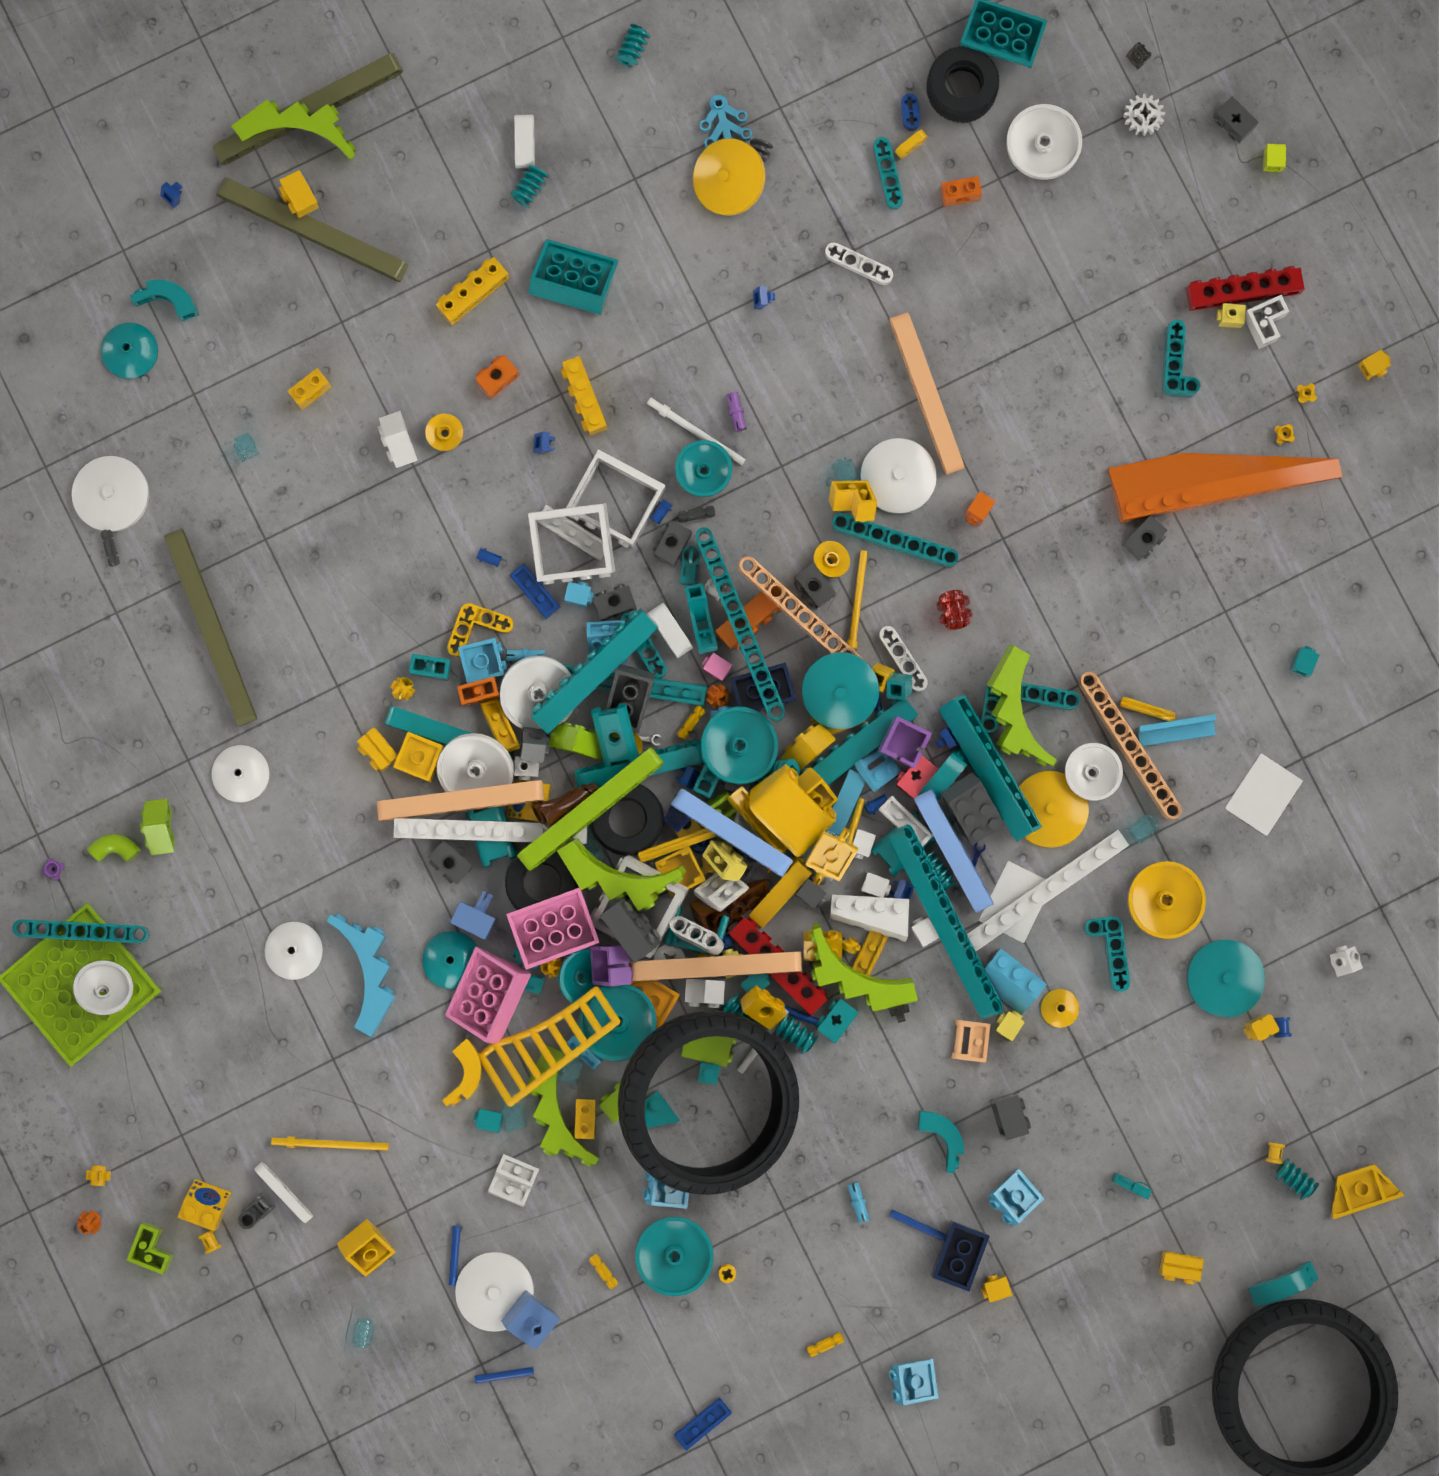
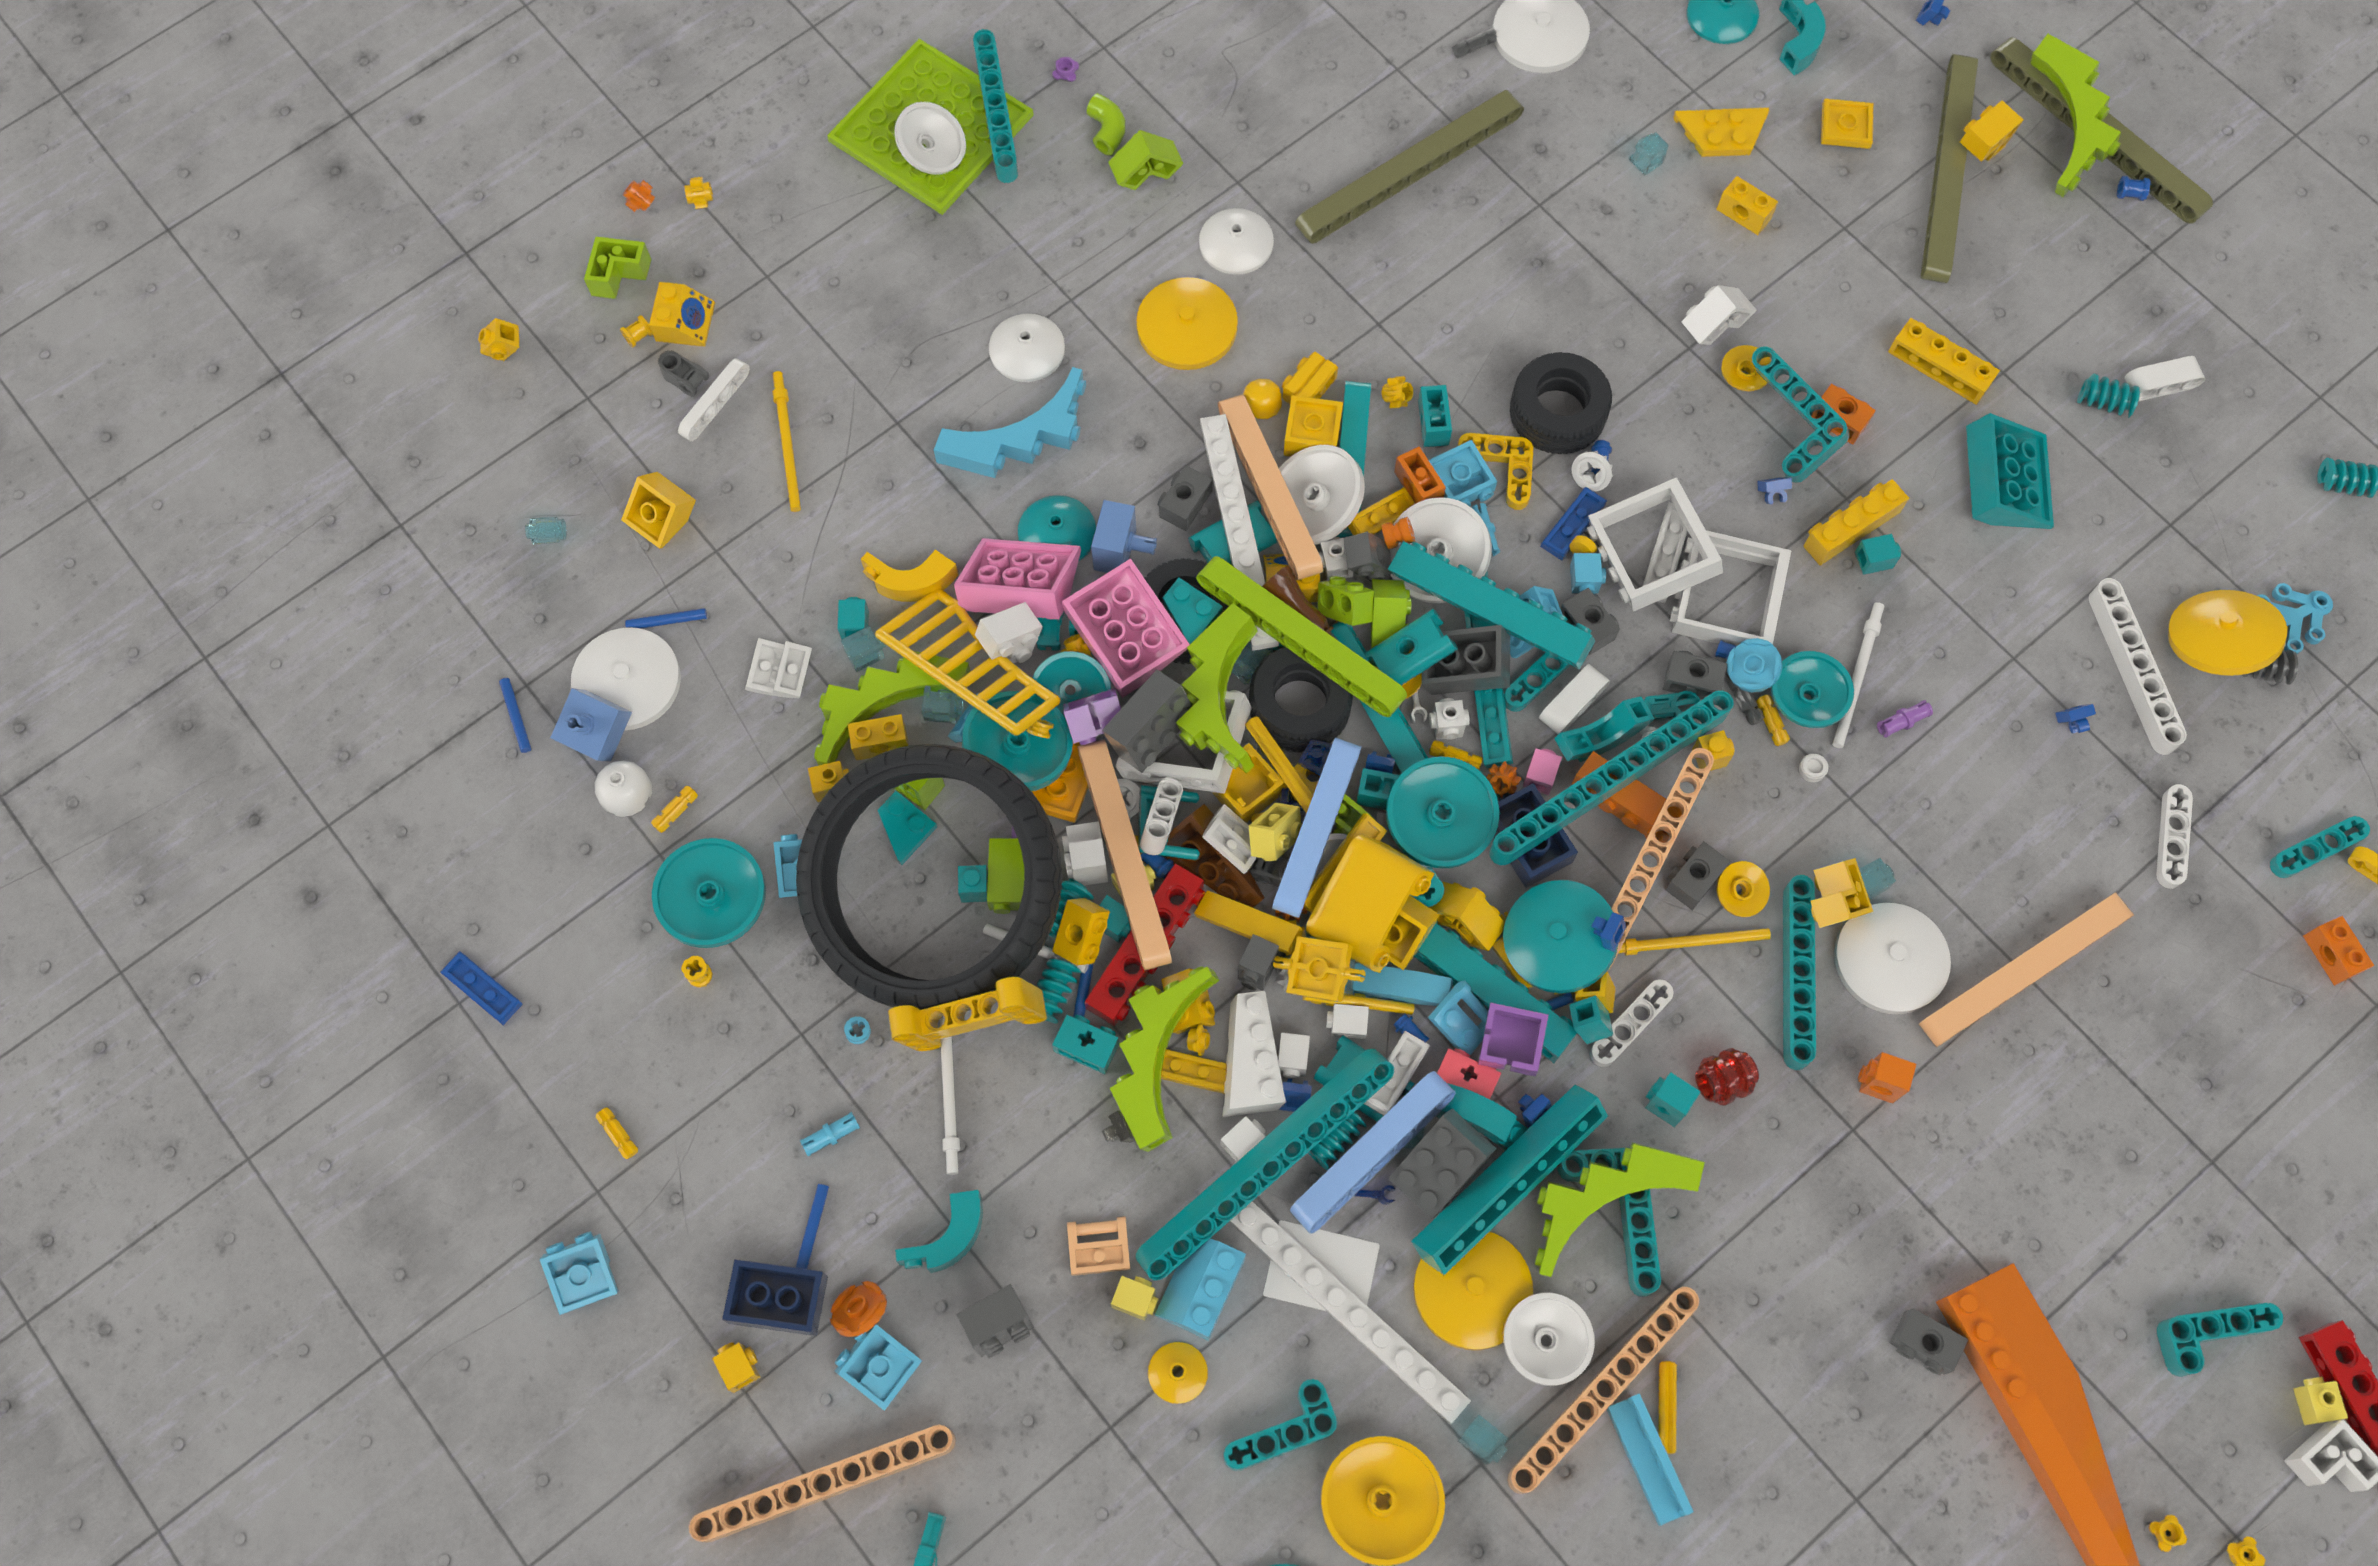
camera: 80 degrees right, 15 degrees down
(194, 1347) = (499, 339): none -> yellow brick
(236, 383) = (1723, 130): none -> yellow wing
(255, 291) = (1847, 123): none -> yellow plate
(303, 827) = (1187, 323): none -> yellow dish
(364, 104) = (2133, 188): none -> blue bush
(381, 787) = (1263, 398): none -> yellow hair
(432, 550) = (1571, 375): none -> black tyre
(494, 405) = (1805, 409): none -> teal beam
(504, 571) = (1589, 480): none -> white gear
(521, 718) = (1398, 533): none -> orange wheel
(535, 1011) = (1010, 633): none -> white brick
(551, 880) = (1190, 609): none -> teal wing
(558, 591) = (1582, 544): none -> yellow tile
(566, 770) = (1345, 601): none -> lime brick
(579, 1305) = (623, 788): none -> white cylinder
(610, 1158) = (825, 777): none -> yellow brick
(611, 388) = (1878, 554): none -> teal brick
(614, 1002) = (1041, 728): none -> yellow bush
(665, 728) = (1448, 719): none -> white brick
(677, 502) = (1754, 665): none -> medium azure tile
(715, 500) = (1773, 720): none -> yellow axle
(726, 247) = (2137, 678): none -> white beam
(731, 548) = (1719, 746): none -> yellow brick
(755, 483) = (1813, 767): none -> white tile
(788, 1177) = (848, 1029): none -> medium azure bush
(806, 1126) = (920, 1029): none -> yellow beam
(852, 659) = (1610, 931): none -> blue tile
(882, 1123) = (950, 1143): none -> white bar
(962, 650) = (1671, 1098): none -> teal brick
(978, 1203) = (858, 1309): none -> orange tile
(1085, 1253) = (808, 1484): none -> light nougat beam

